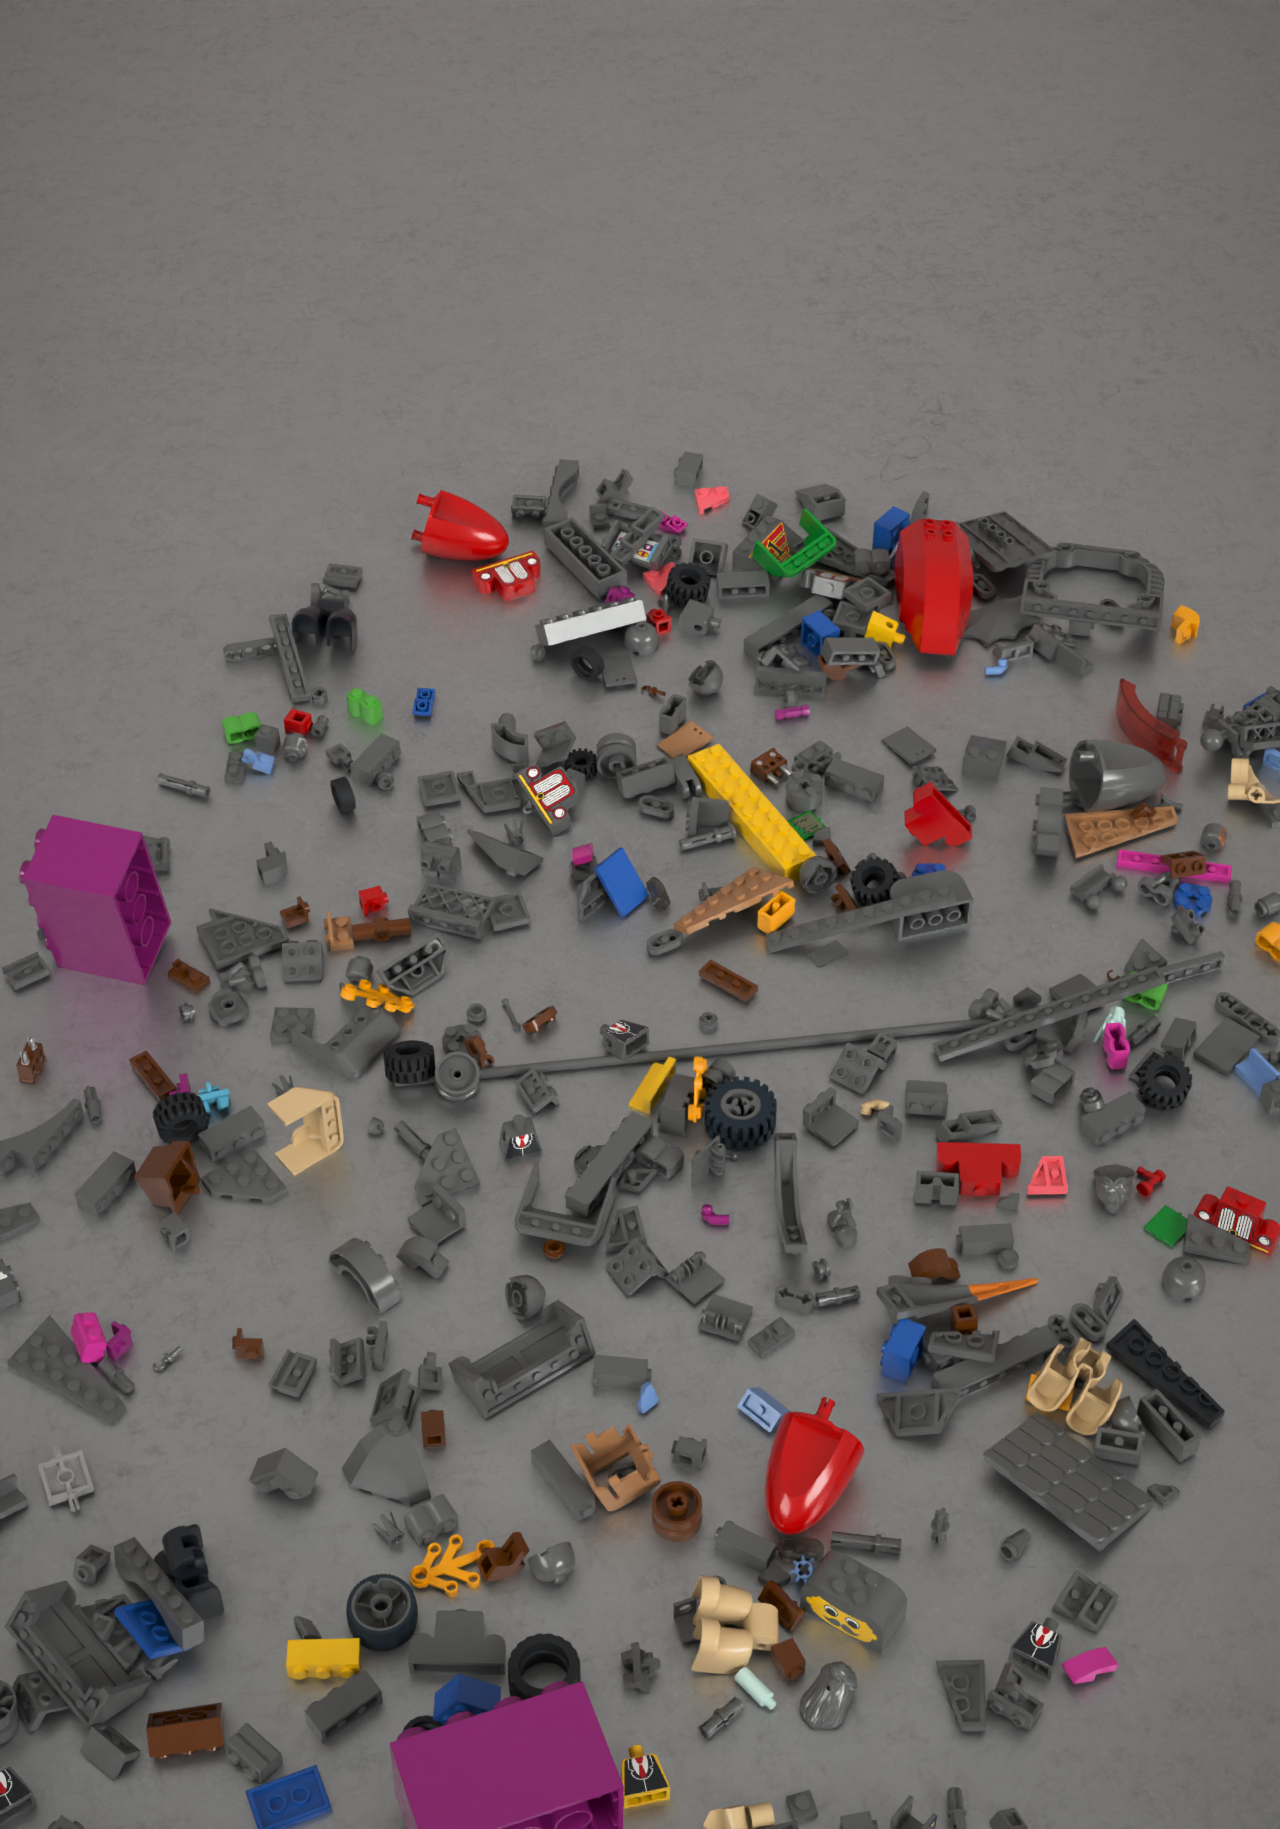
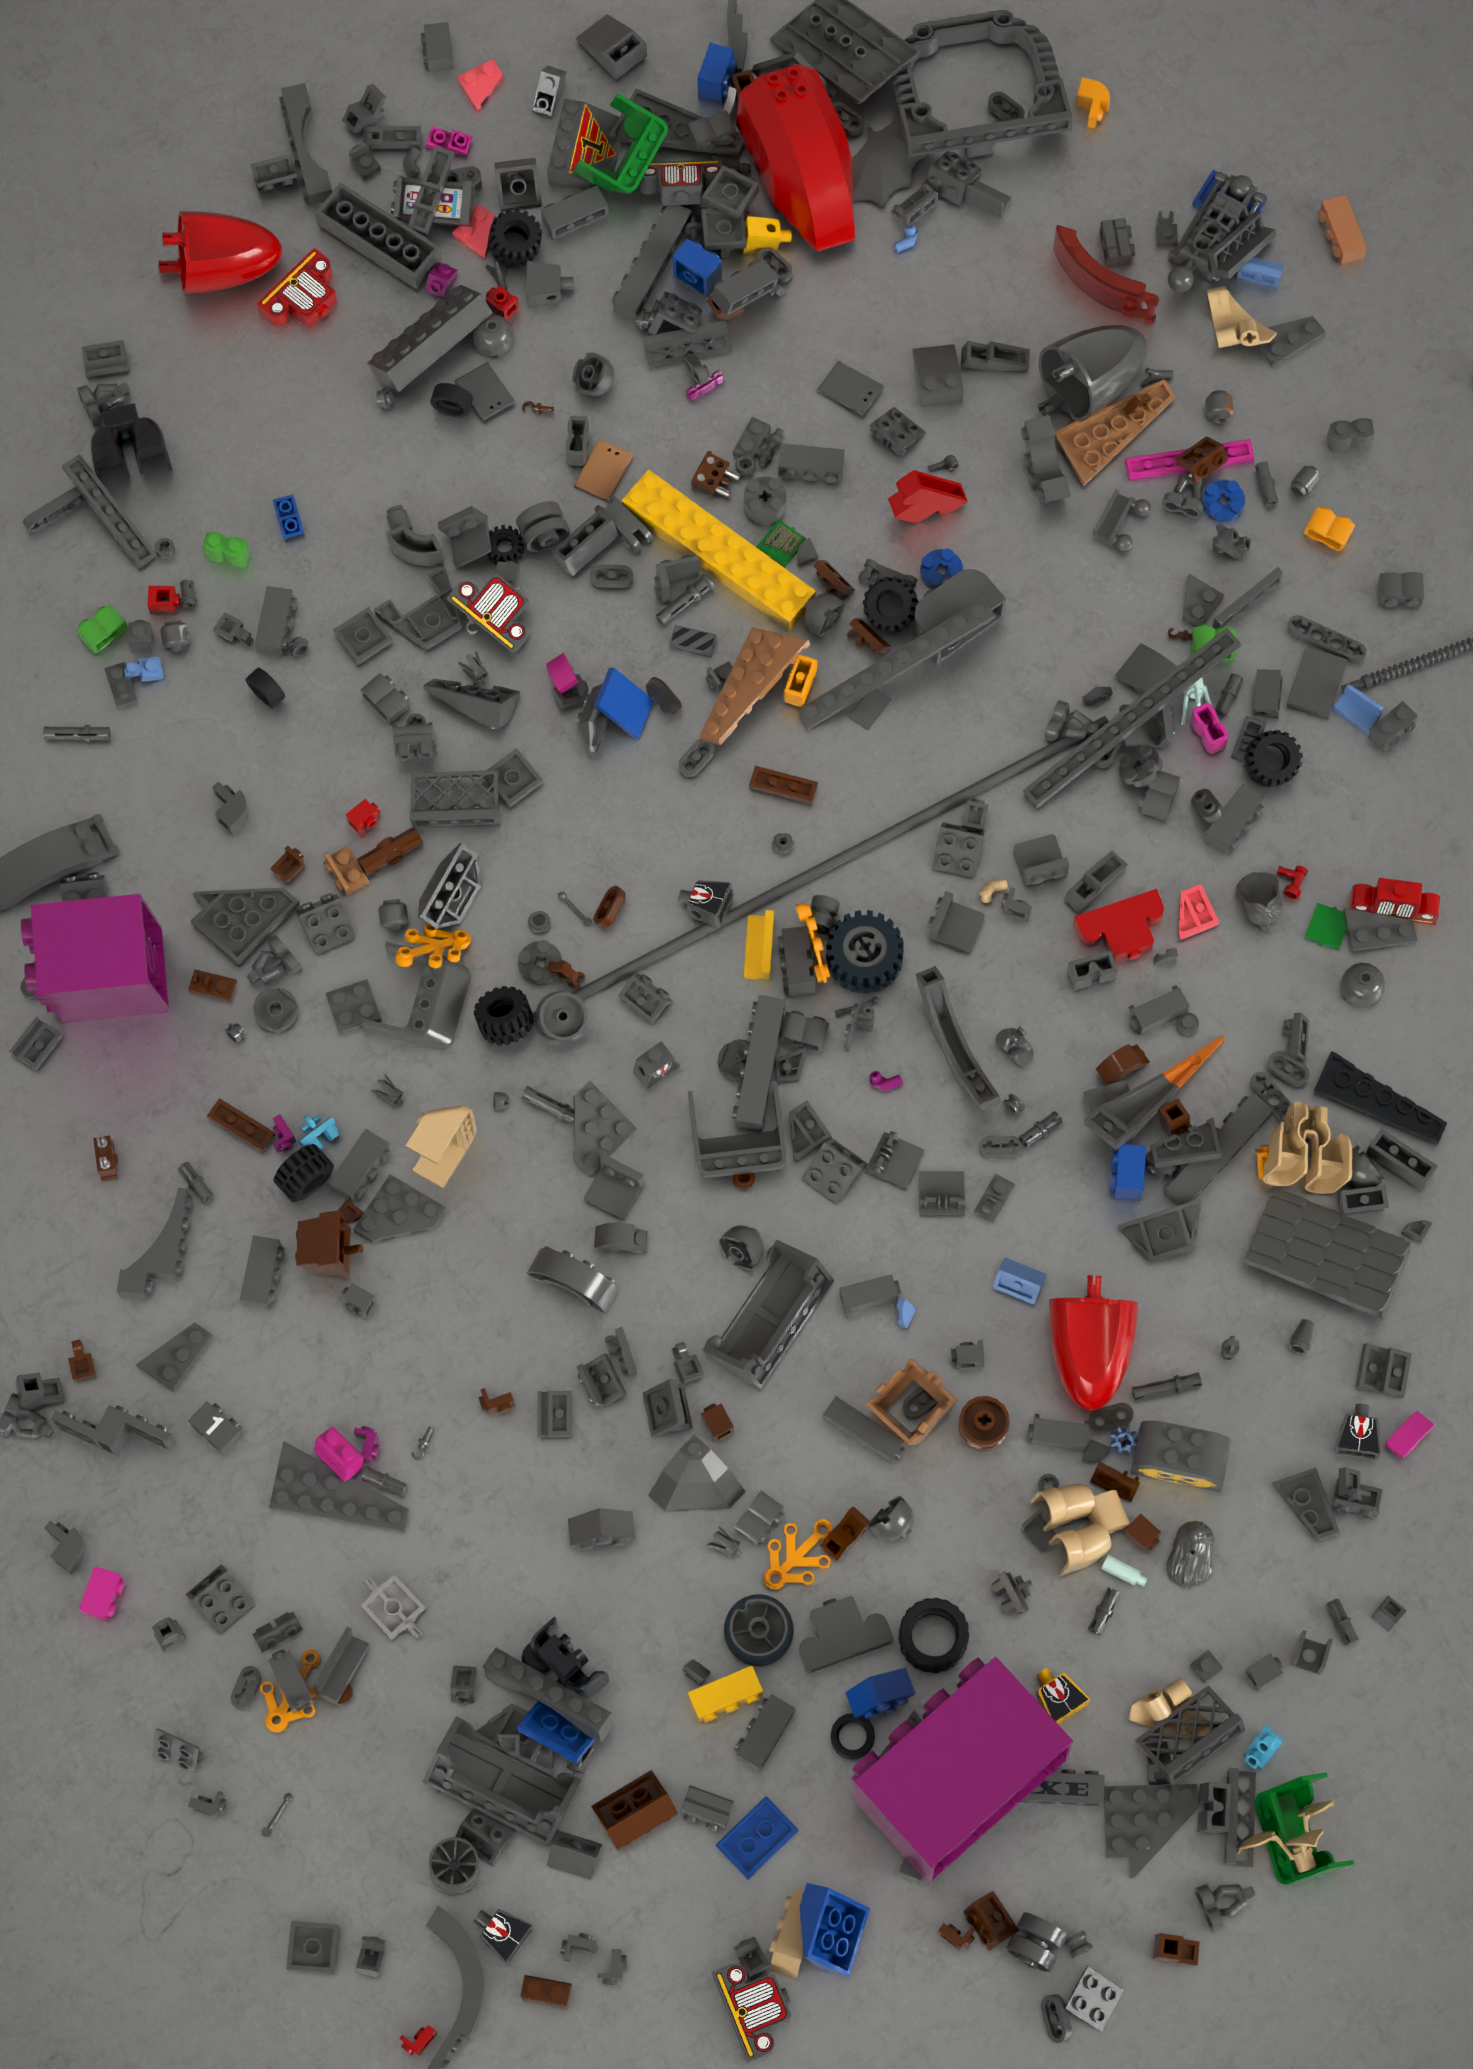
camera: 20 degrees left, 25 degrees up
(204, 1166) = (350, 1211): none -> reddish brown tile
(701, 866) = (693, 640): none -> dark grey tile

